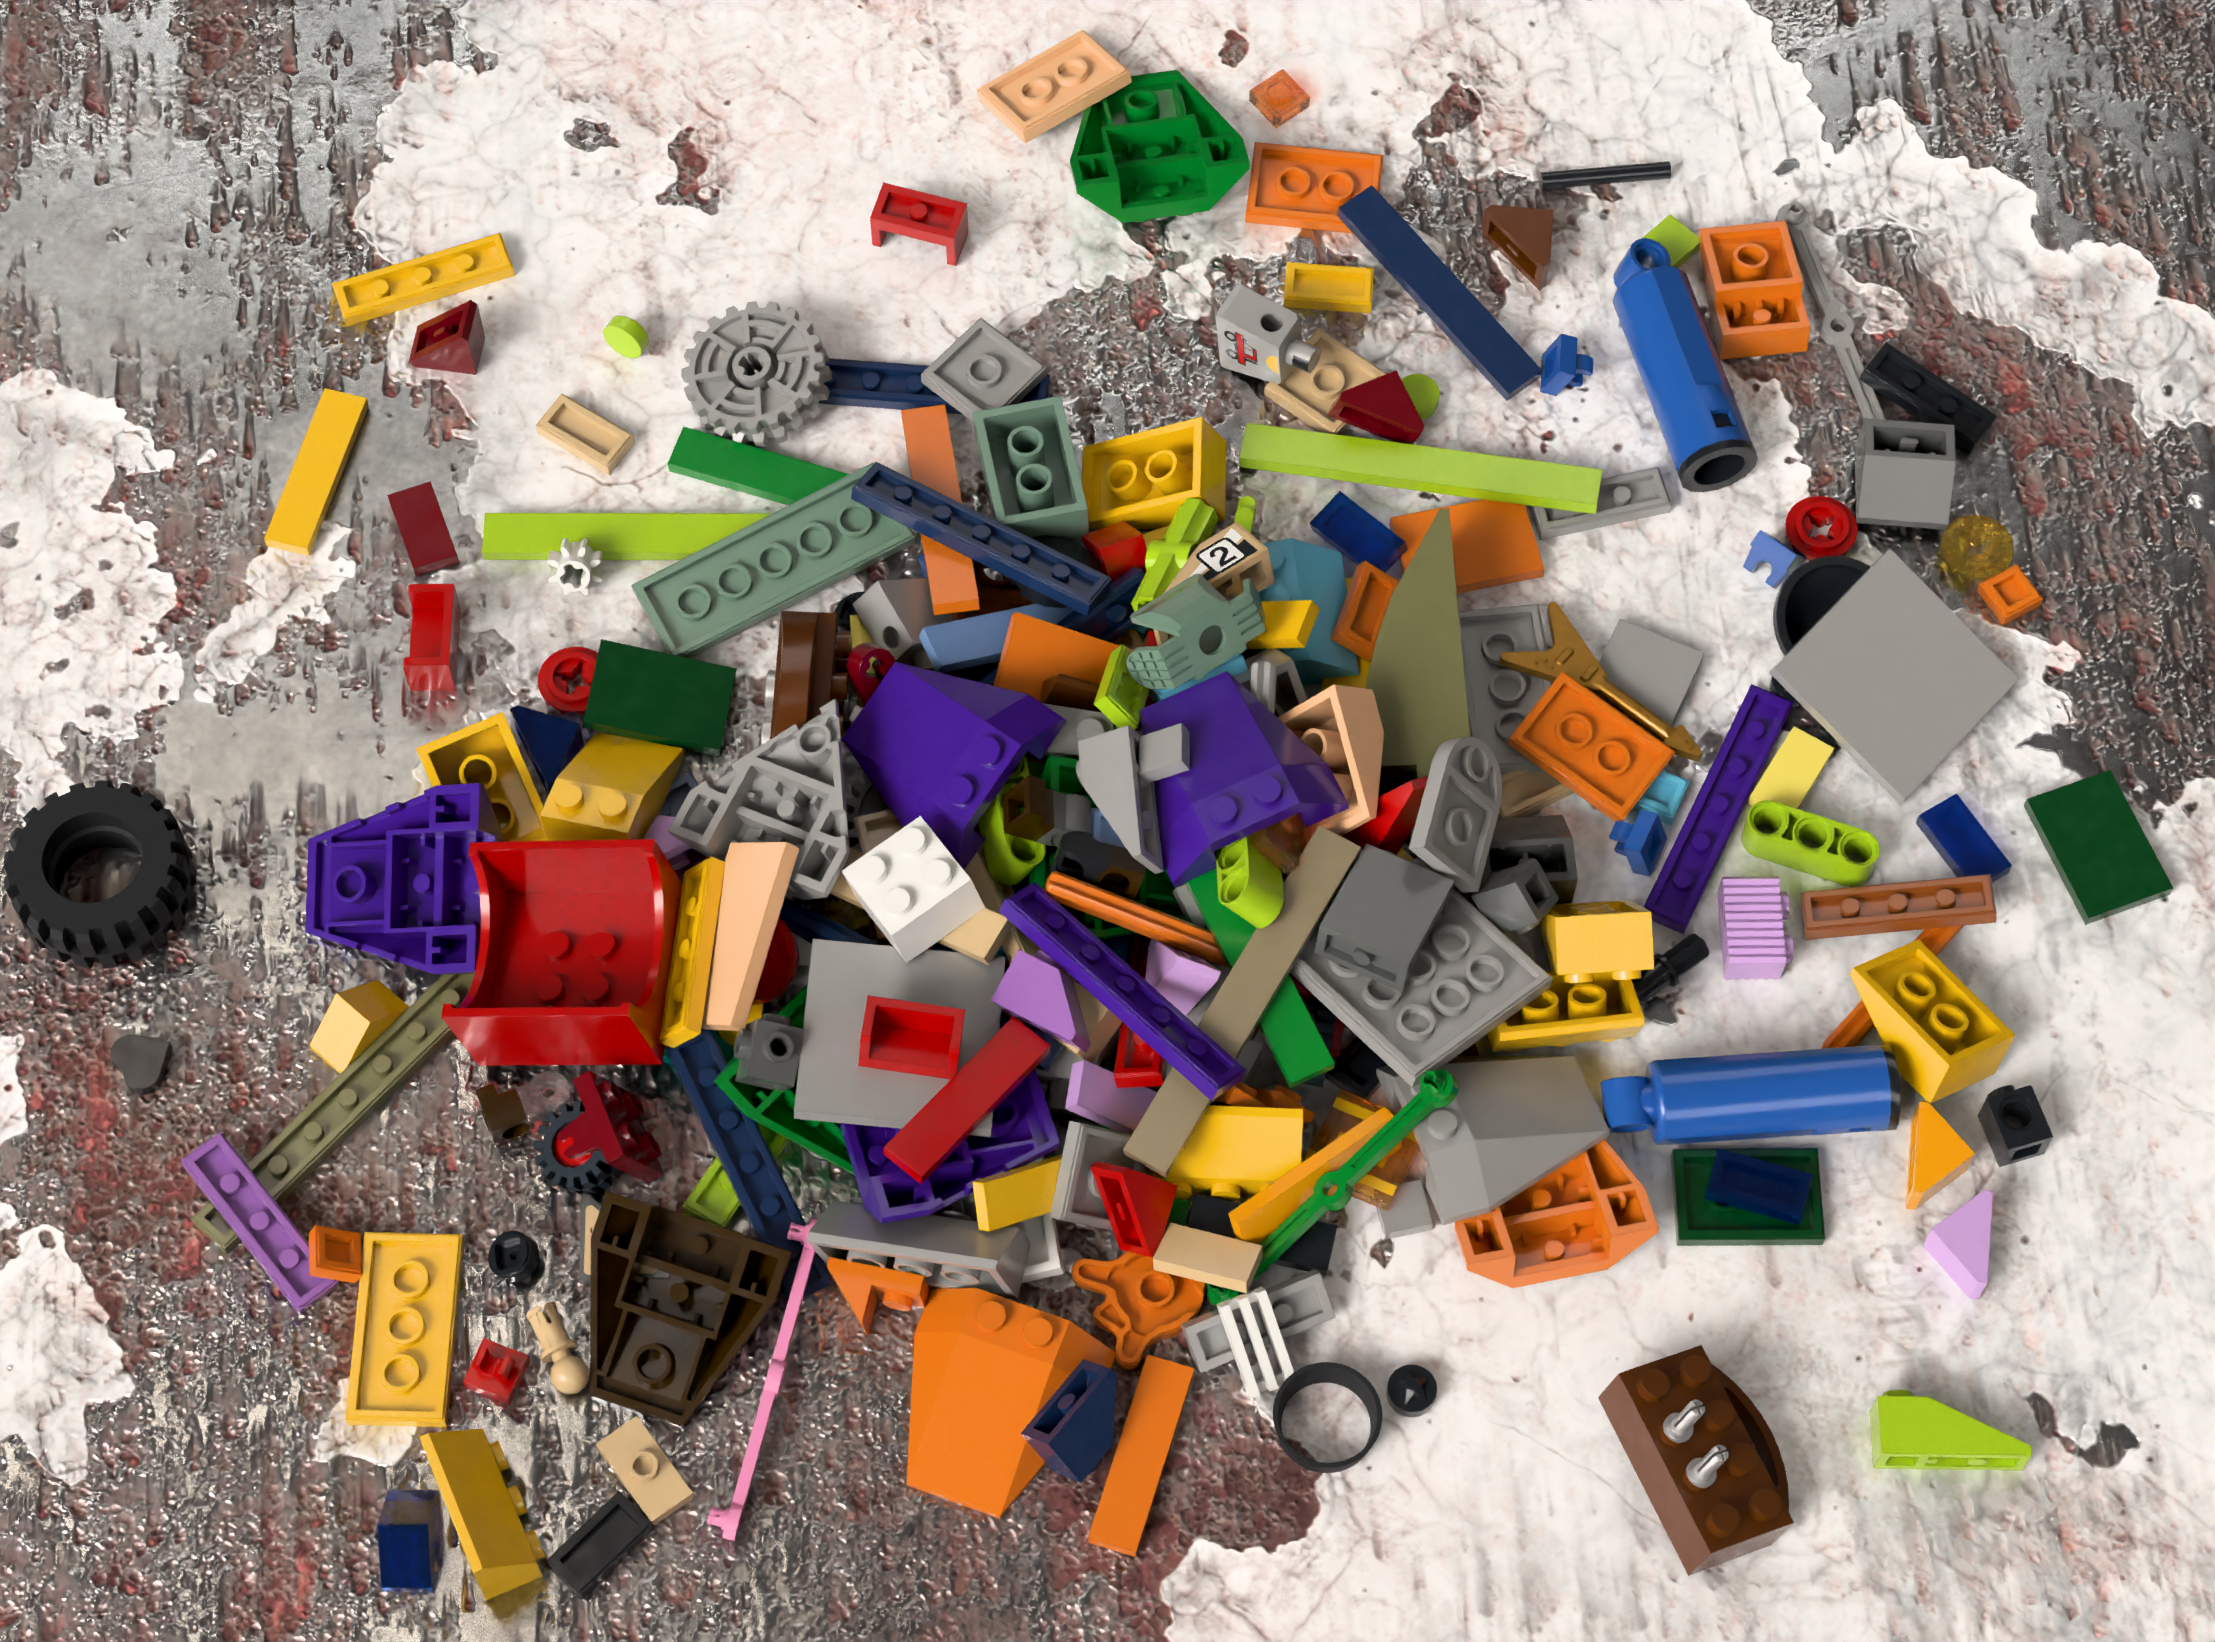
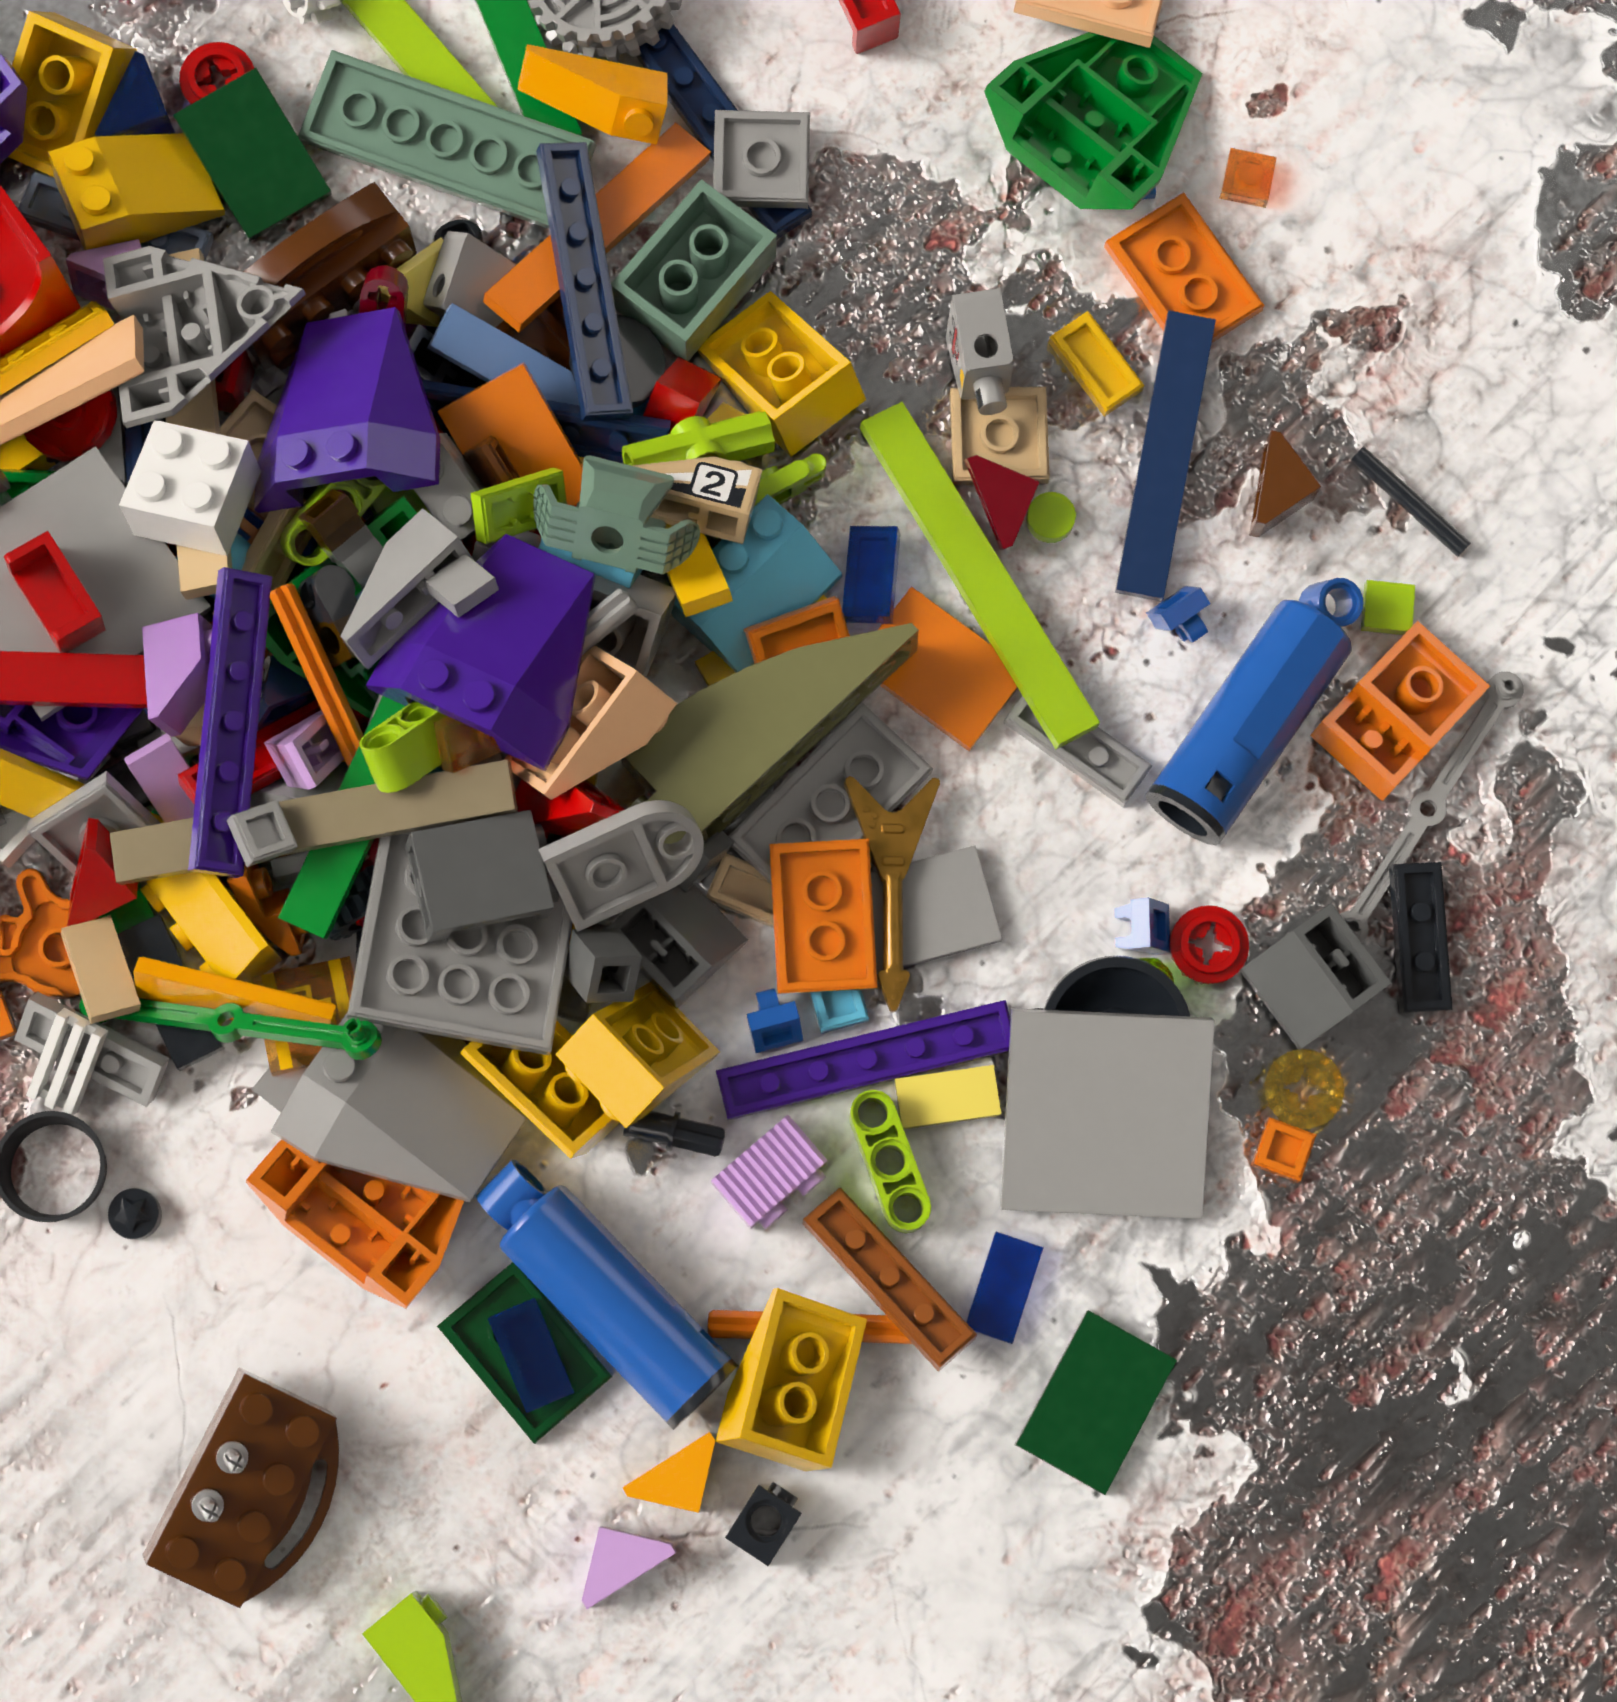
camera: 45 degrees right, 15 degrees up
(838, 434) = (599, 92): none -> light orange slope
(1228, 1029) = (262, 833): none -> light grey tile

